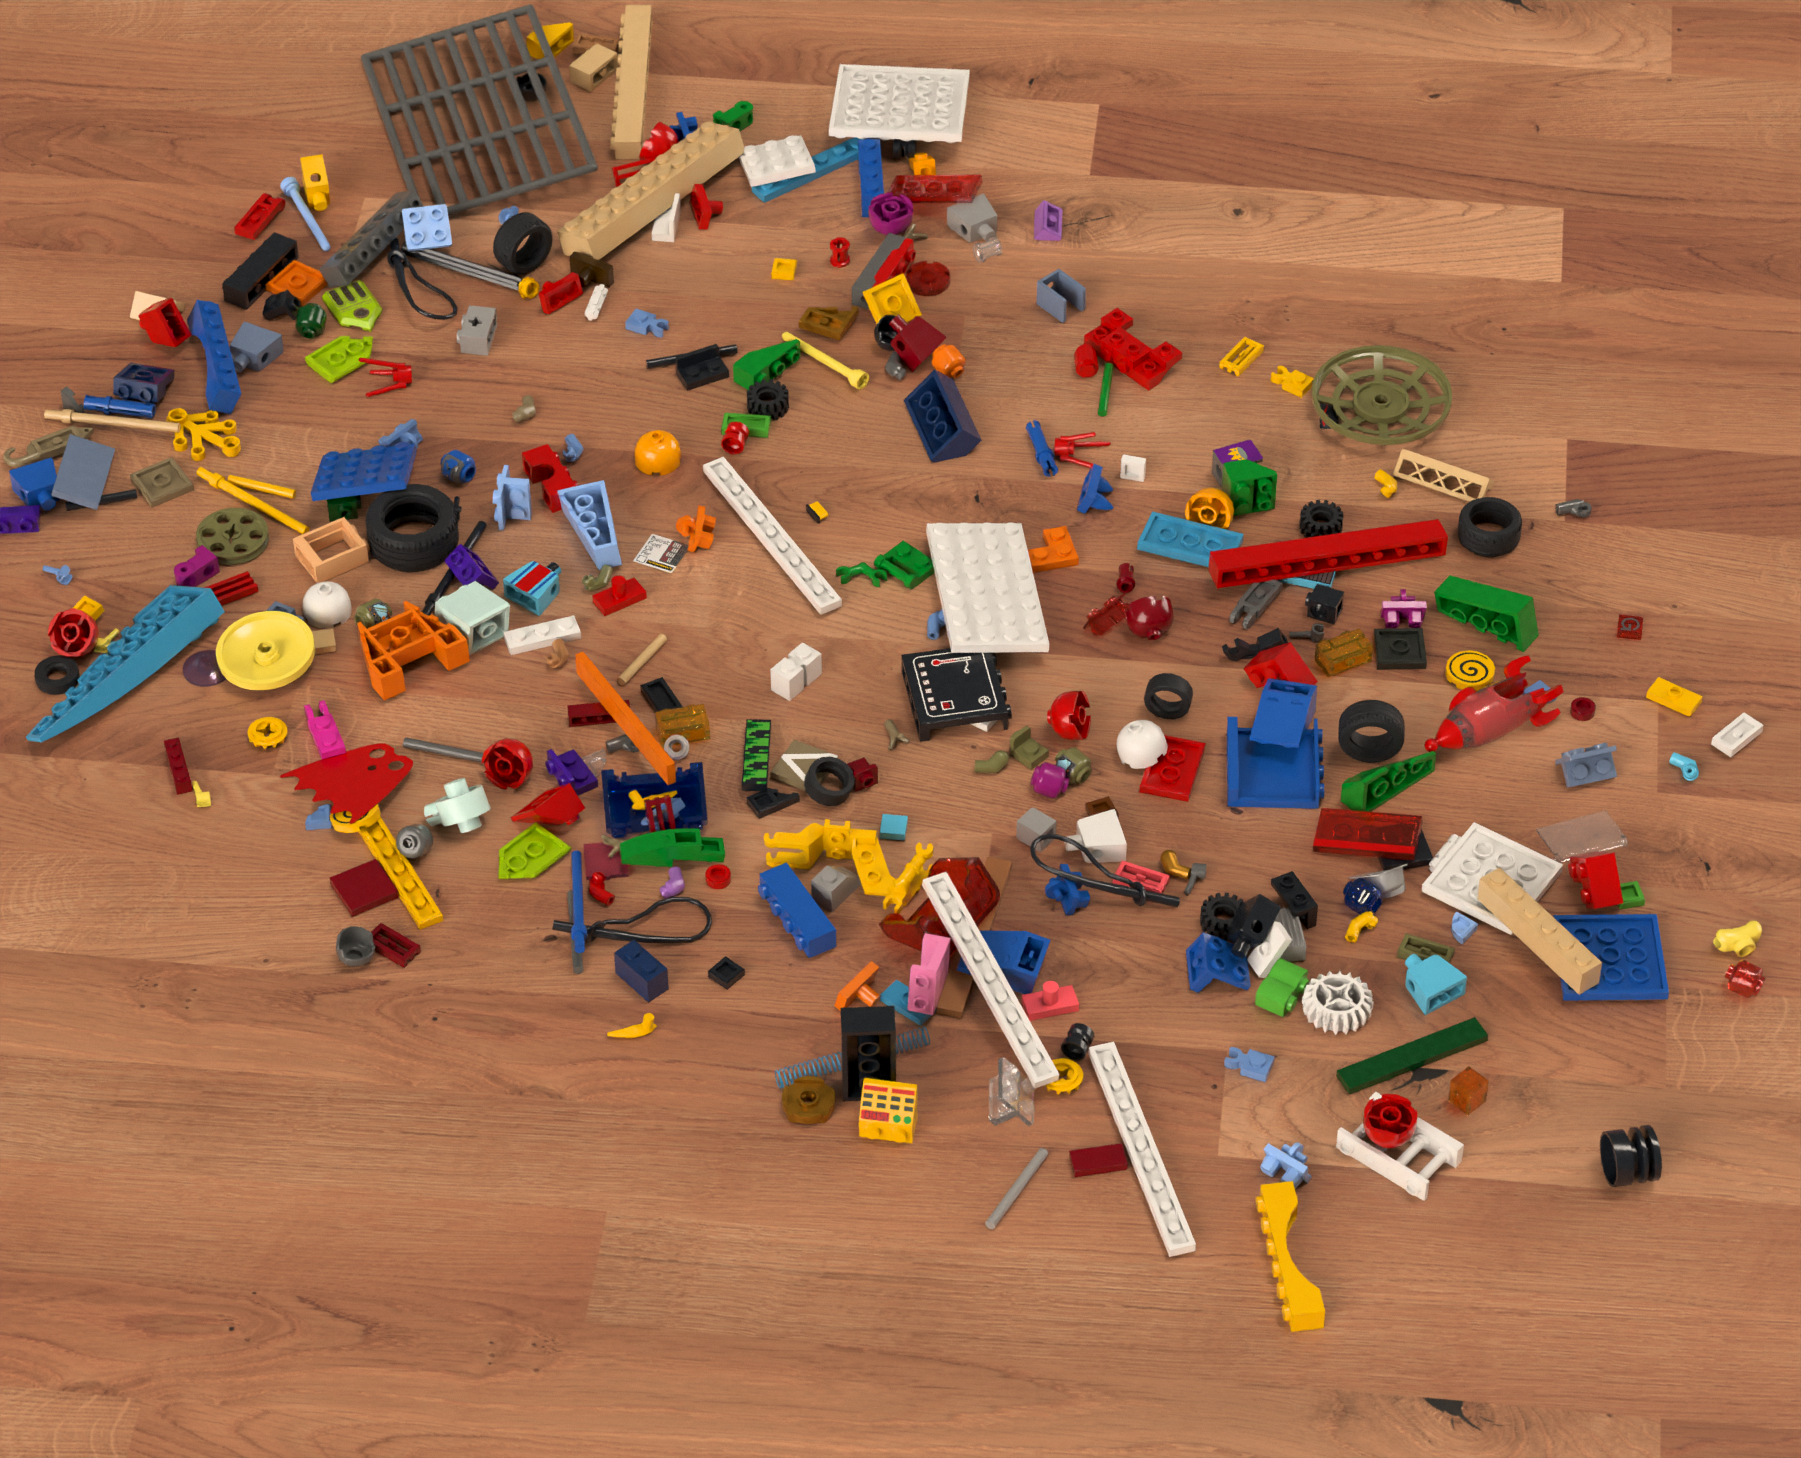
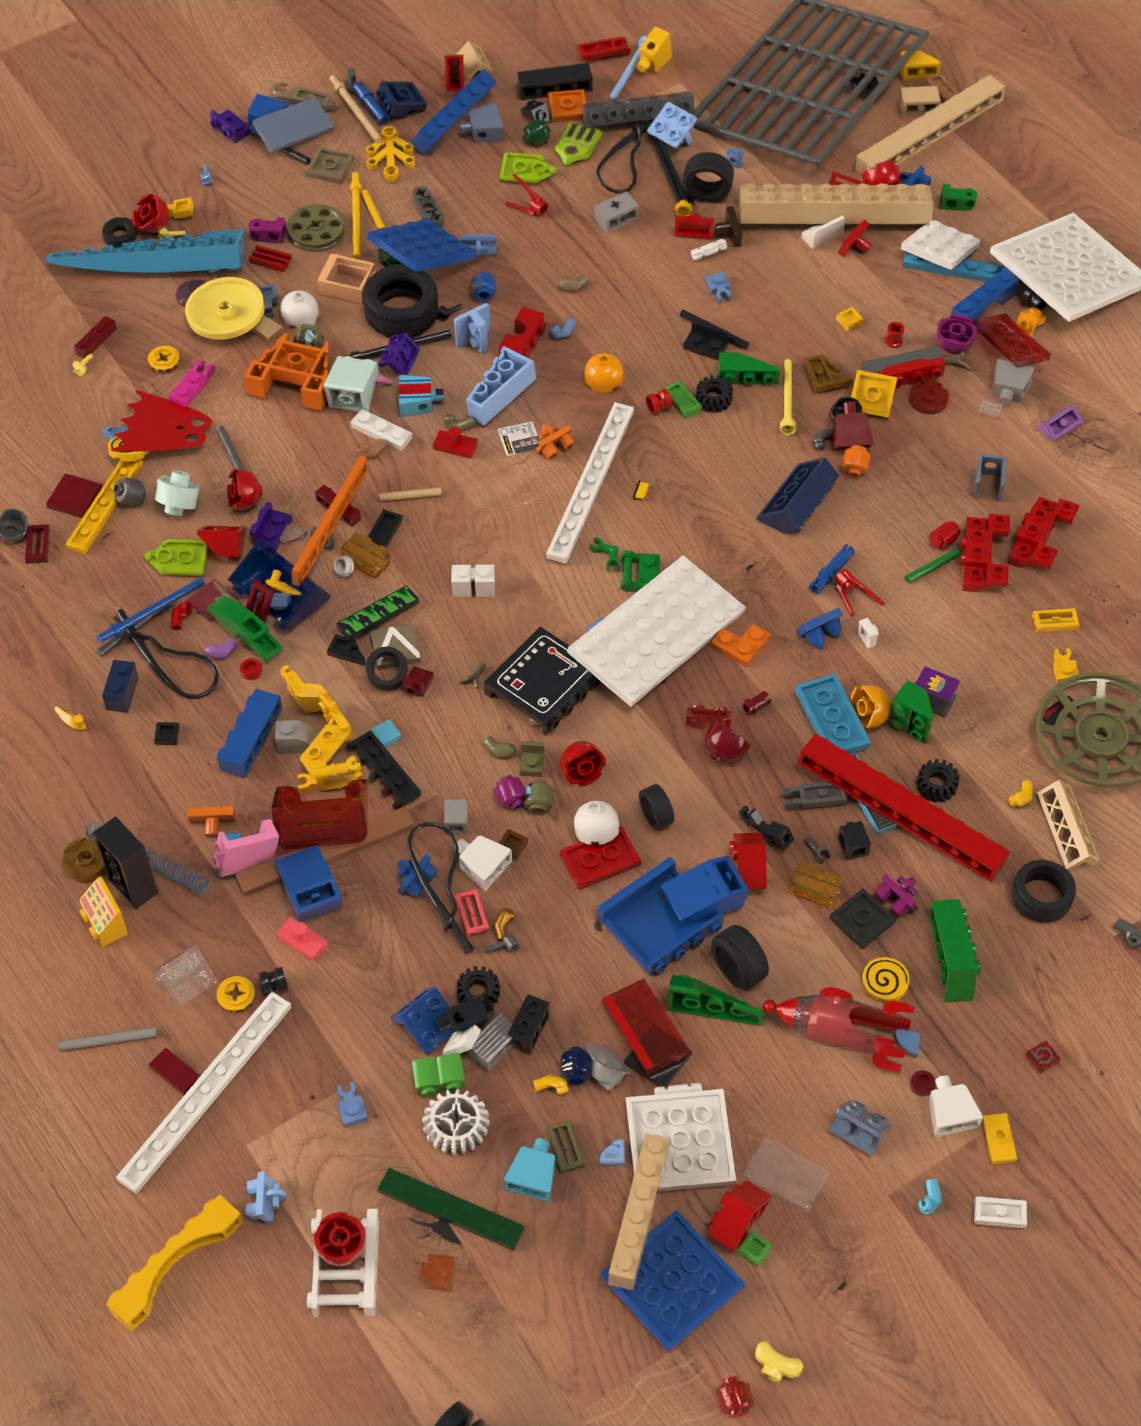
camera: 50 degrees right, 10 degrees up
(291, 444) = (427, 201): none -> dark grey beam
(944, 845) = (385, 769): none -> black hinge
(990, 980) = (266, 888): white plate -> none
(1146, 307) = (1037, 526): none -> red bracket
(1624, 703) = (952, 1108): none -> white torso

